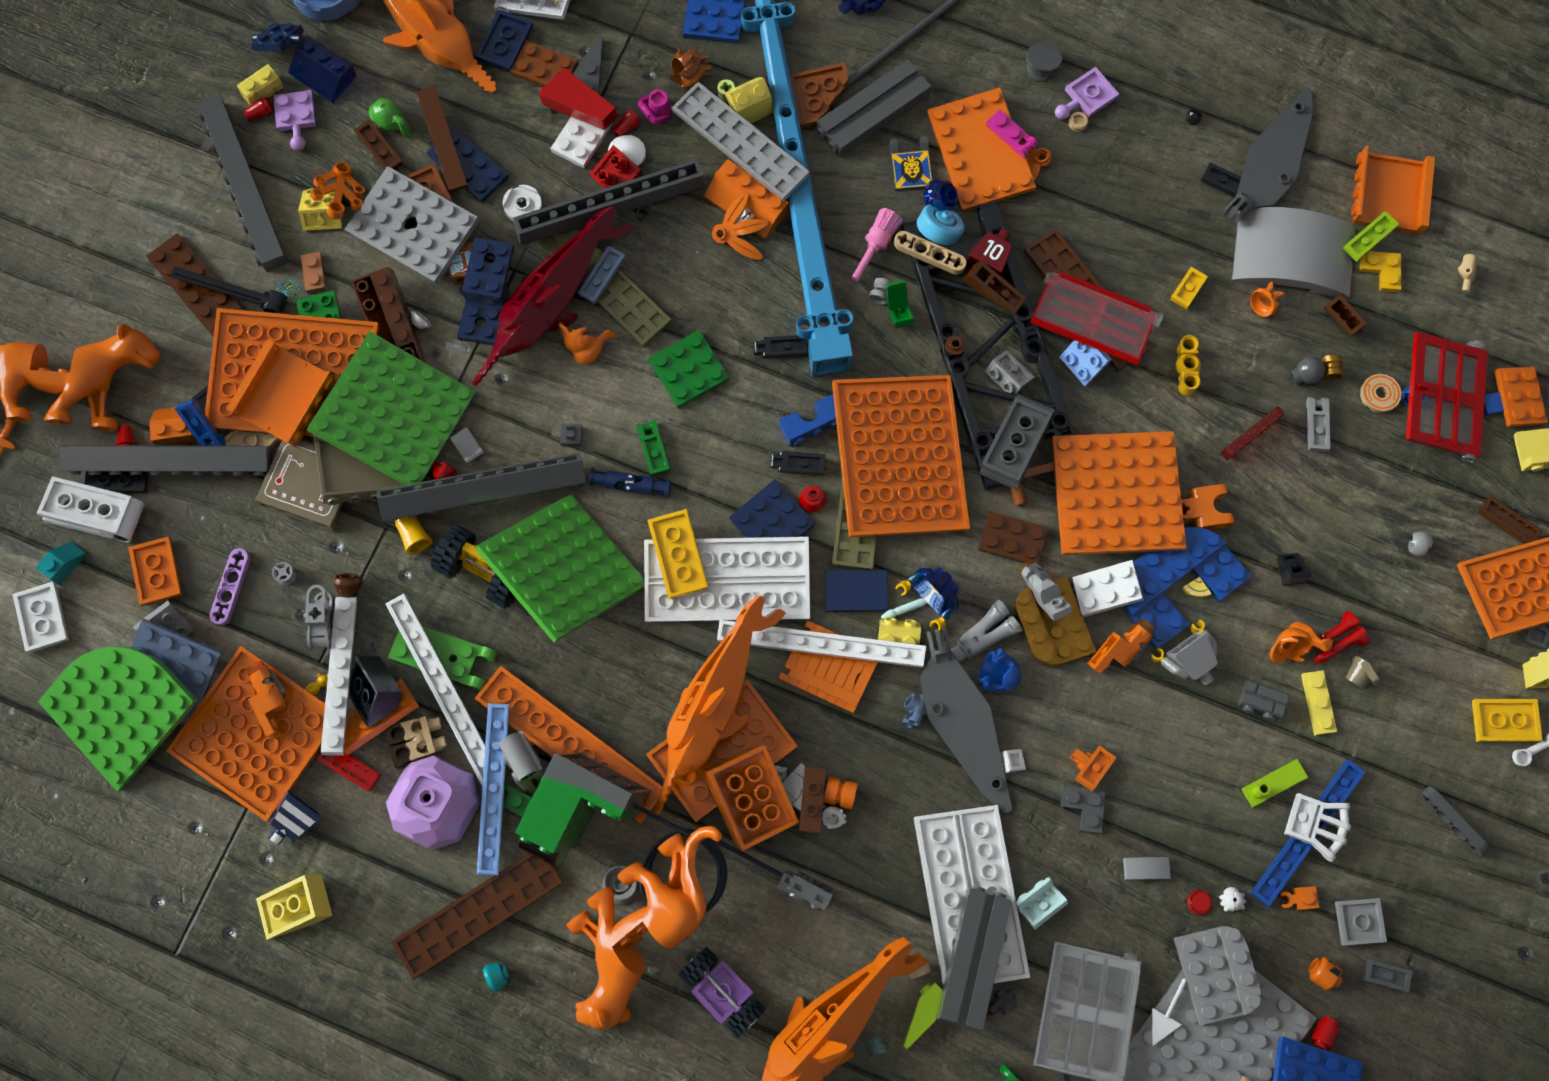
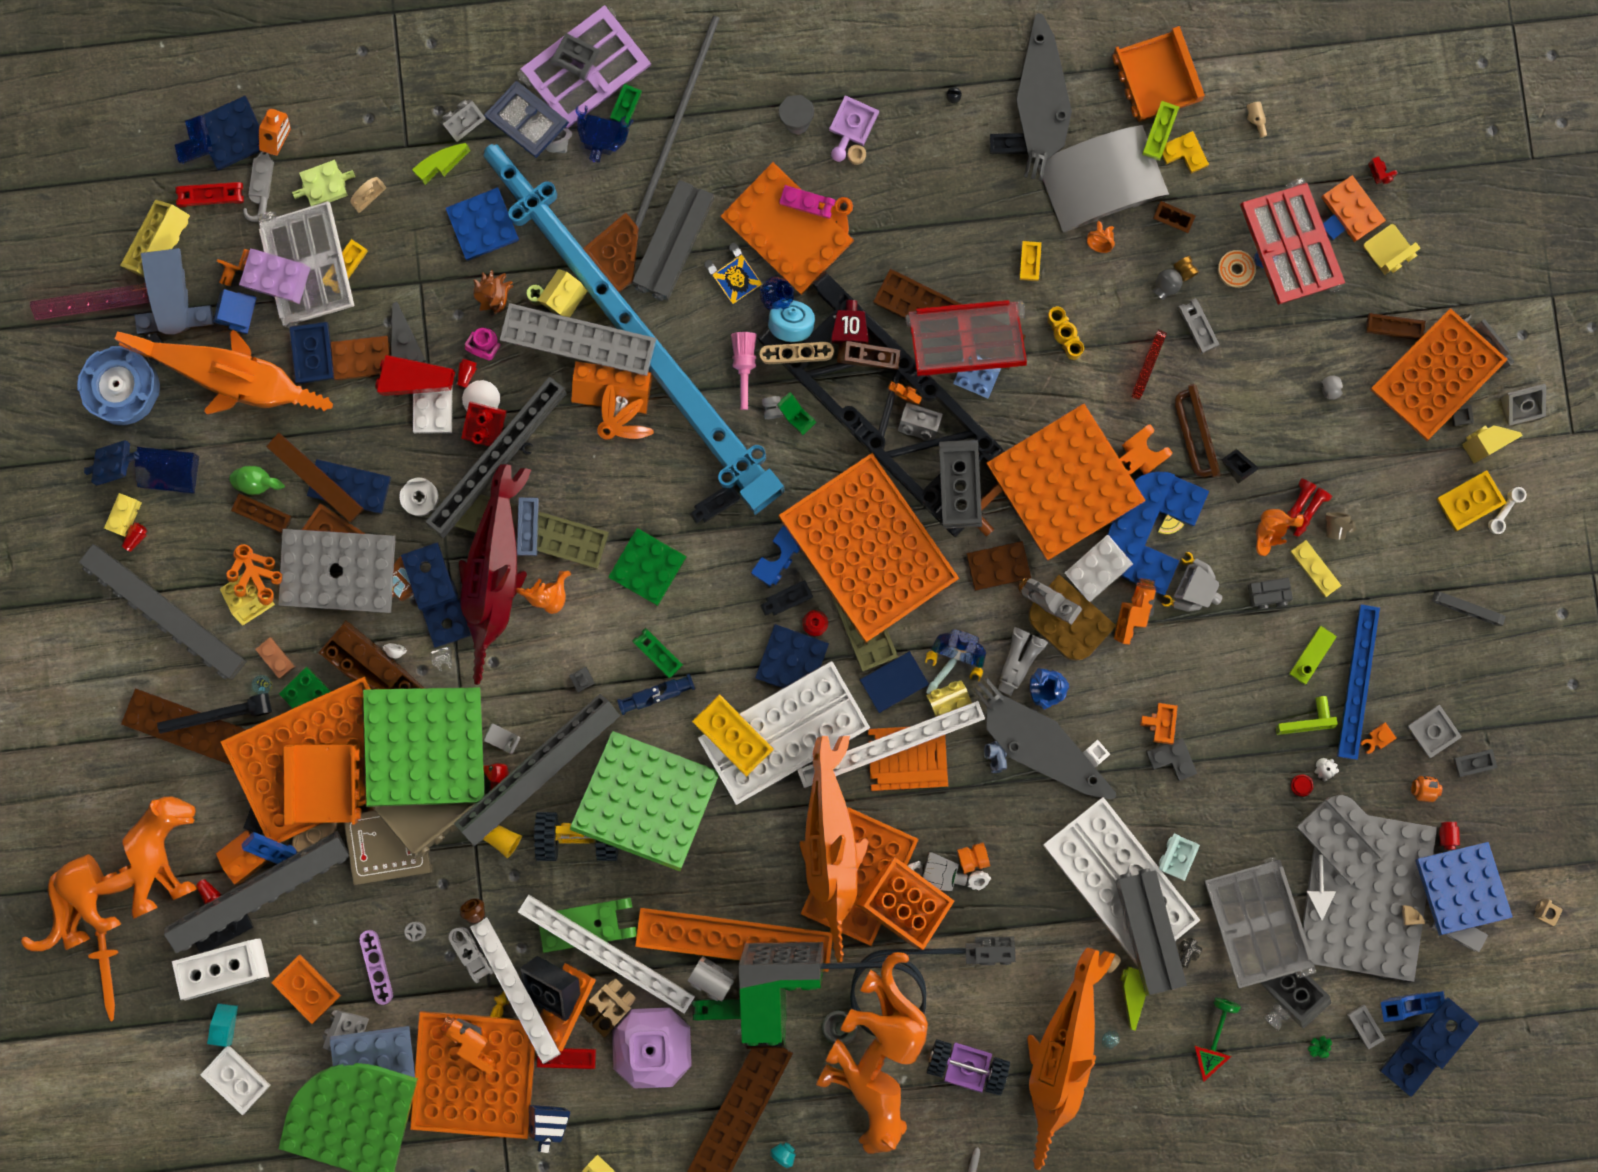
camera: 25 degrees left, 10 degrees up
(295, 112) = (168, 521): lavender plate -> none
(492, 791) = (695, 1011): light blue tile -> none
(812, 800) = (955, 877): reddish brown plate -> none
(955, 350) = (863, 432): reddish brown plate -> none
(1011, 341) = (907, 394): none -> orange plate
(1147, 868) = (1246, 782): light grey slope -> none
(1252, 852) = (1324, 721): none -> lime piece
(1282, 480) = (1214, 467): none -> reddish brown piece
(1305, 819) = (1351, 672): white plate -> none

